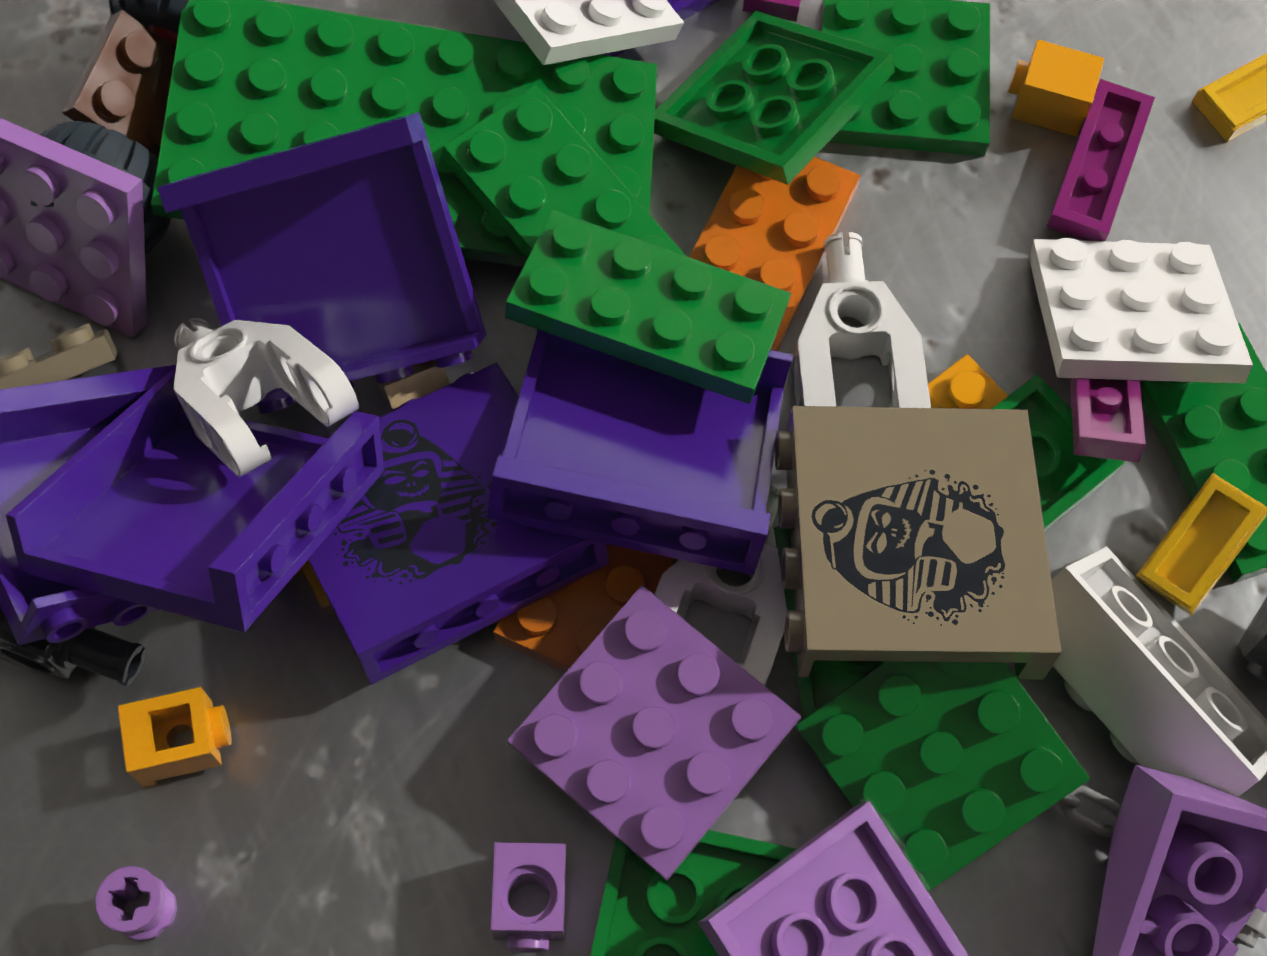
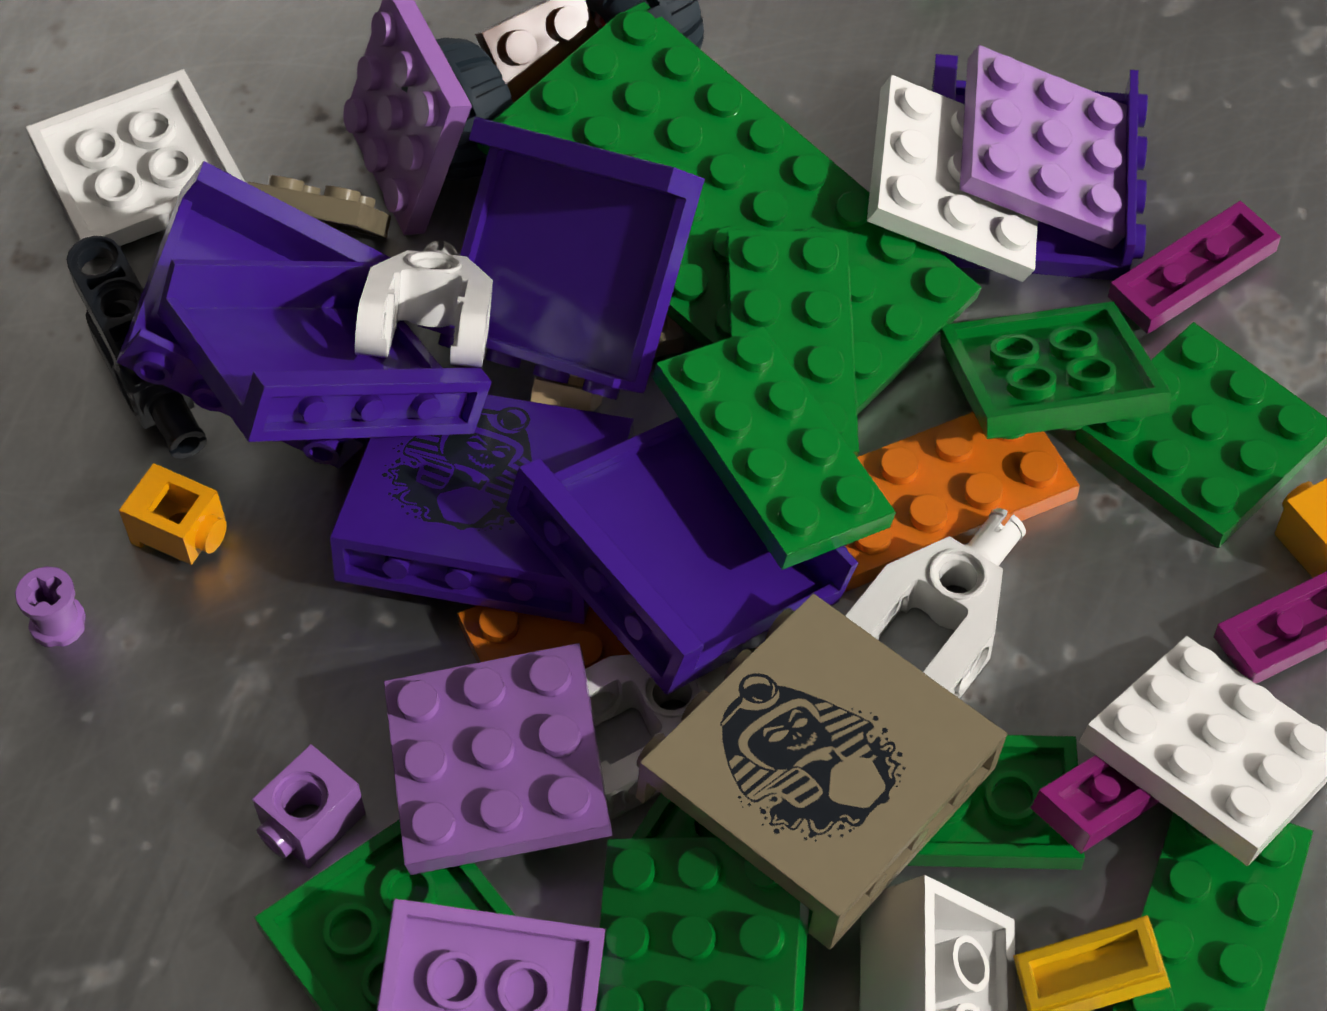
camera: 45 degrees right, 10 degrees down
(965, 387) = (1006, 705): light orange plate -> none

